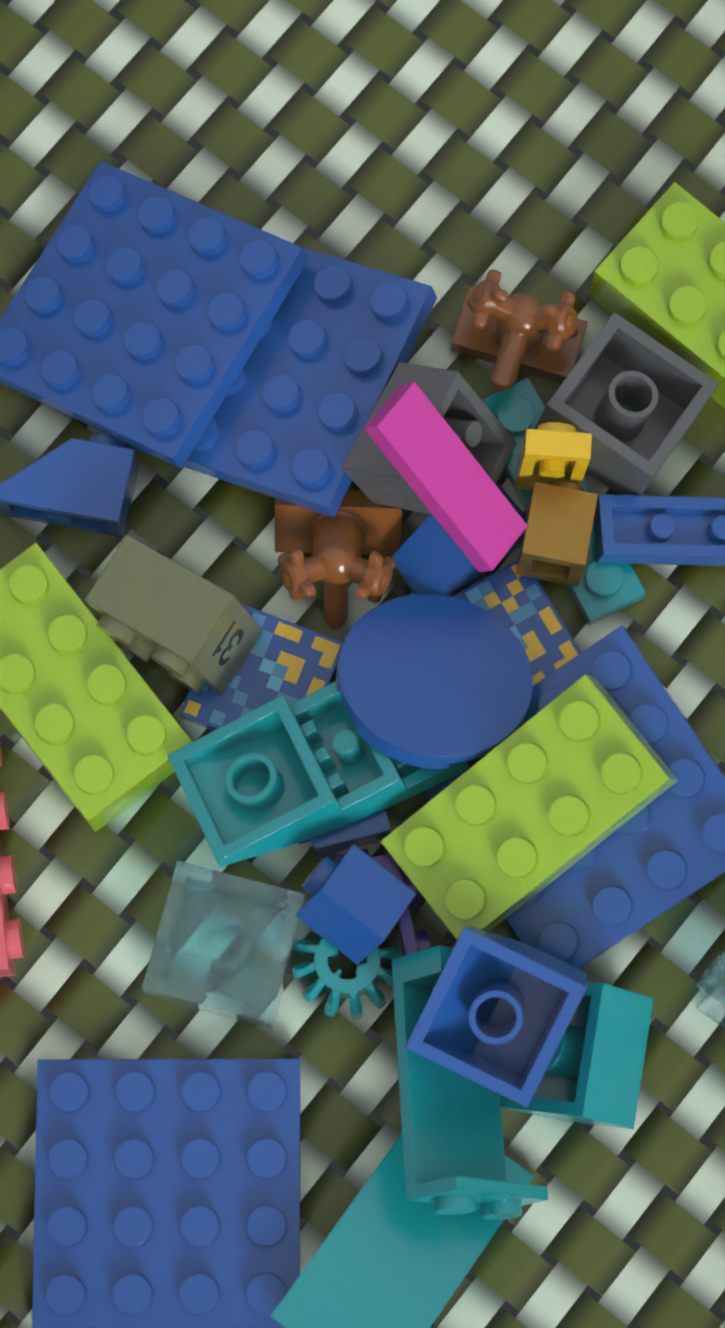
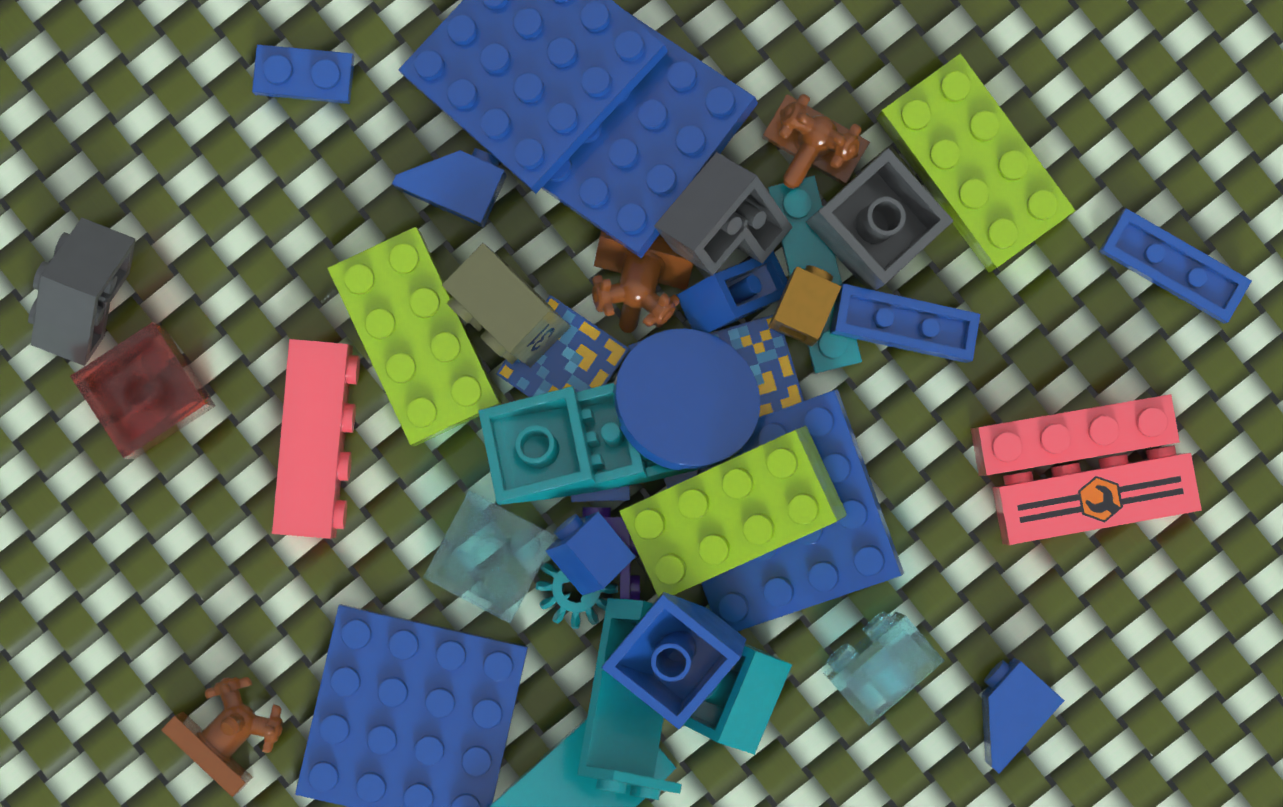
camera: 10 degrees right, 10 degrees up
(446, 476) = (728, 255): dark pink tile -> none
(552, 454) = (814, 249): yellow plate -> none

